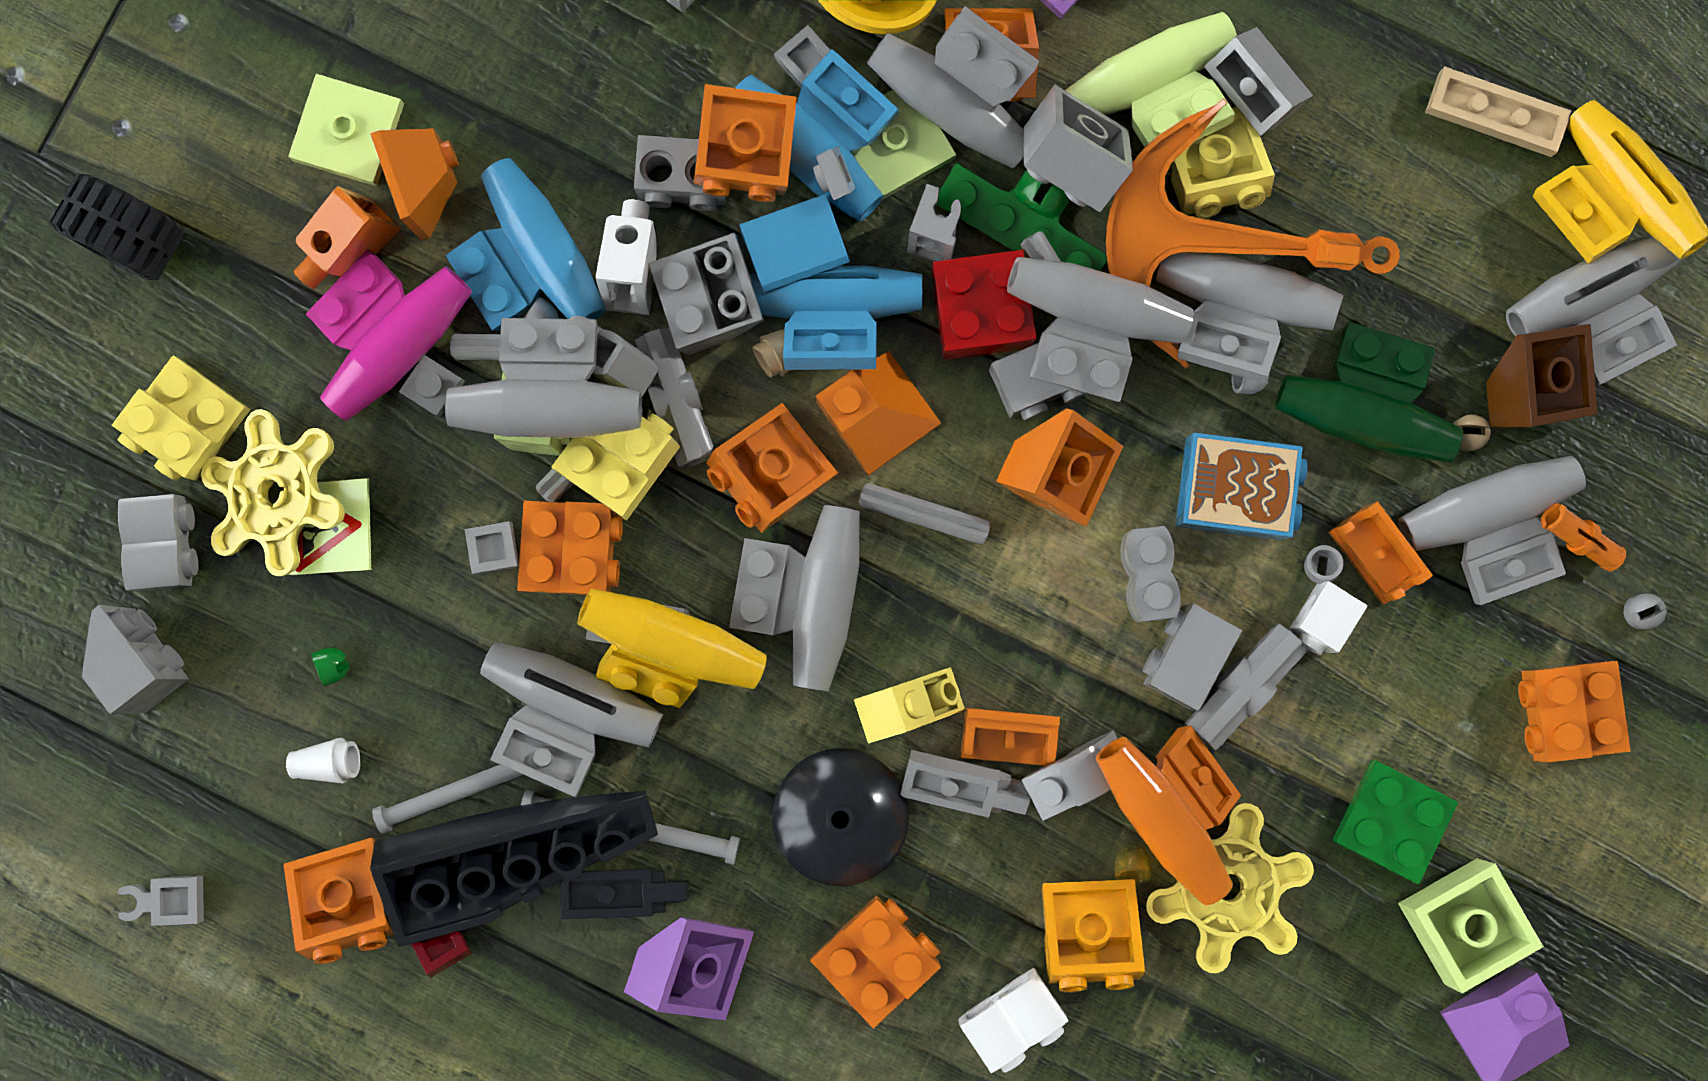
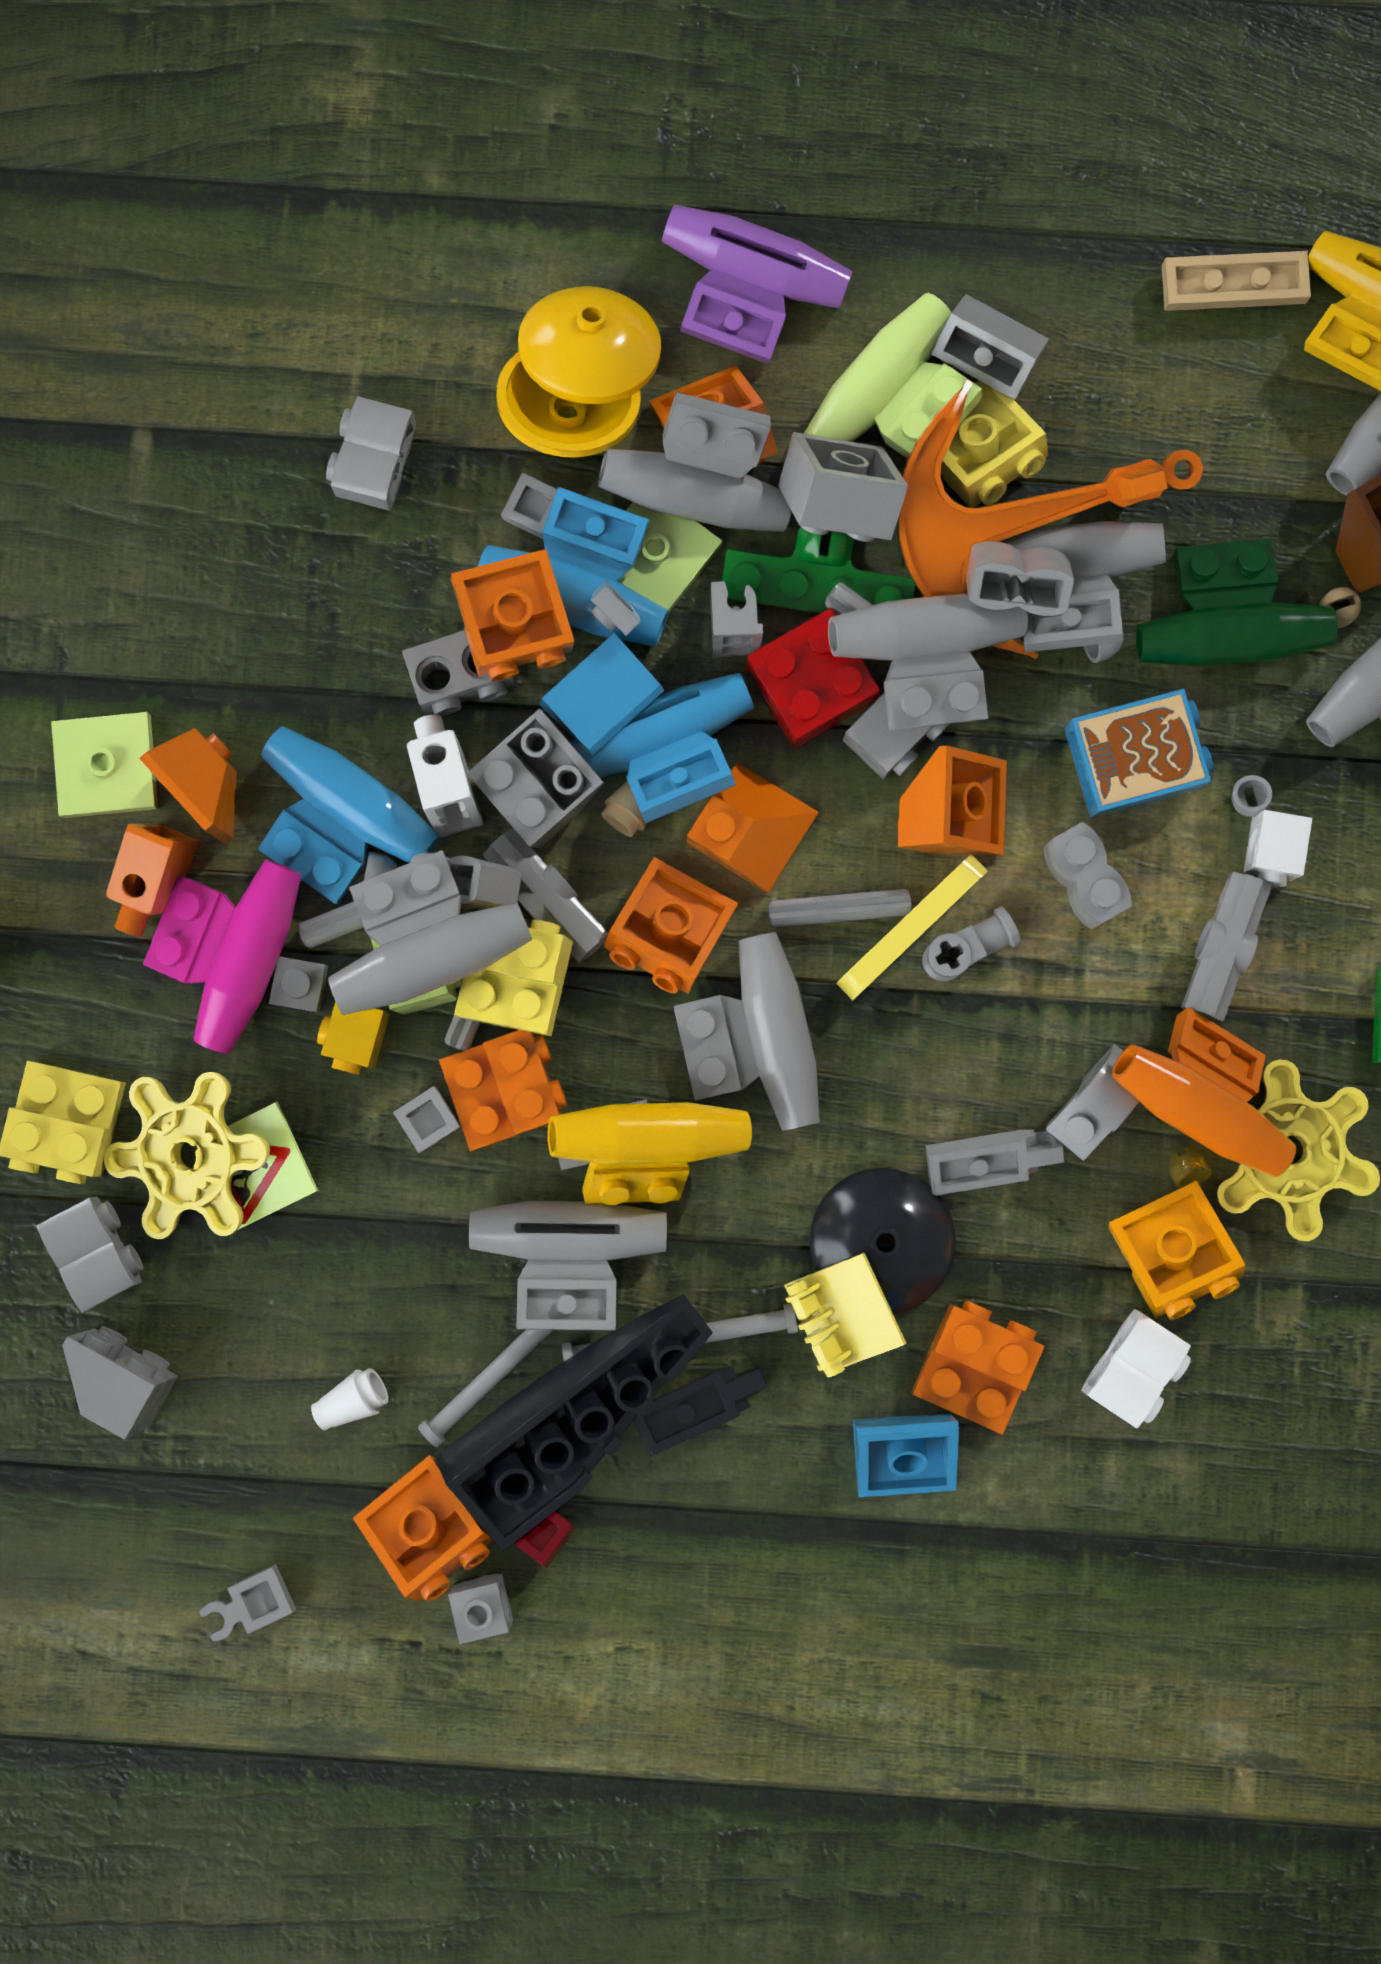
camera: 20 degrees left, 0 degrees up
(330, 665) = (315, 1302): green hinge -> none
(359, 987) = (480, 1607): none -> light grey brick
(458, 452) = (353, 1038): none -> yellow brick
(690, 968) = (798, 1451): medium lavender slope -> none
(778, 866) = (844, 1314): none -> light yellow hinge
(782, 1010) = (906, 1454): none -> dark azure slope
(909, 705) = (905, 1102): light yellow slope -> none
(979, 555) = (912, 927): none -> light yellow beam
(1010, 736) = (1016, 1092): orange hinge -> none
(1024, 593) = (970, 945): none -> light grey connector
(1191, 656) = (1160, 940): light grey brick -> none
(1206, 295) = (1006, 578): none -> light grey brick
(1380, 553) = (1302, 761): orange hinge -> none

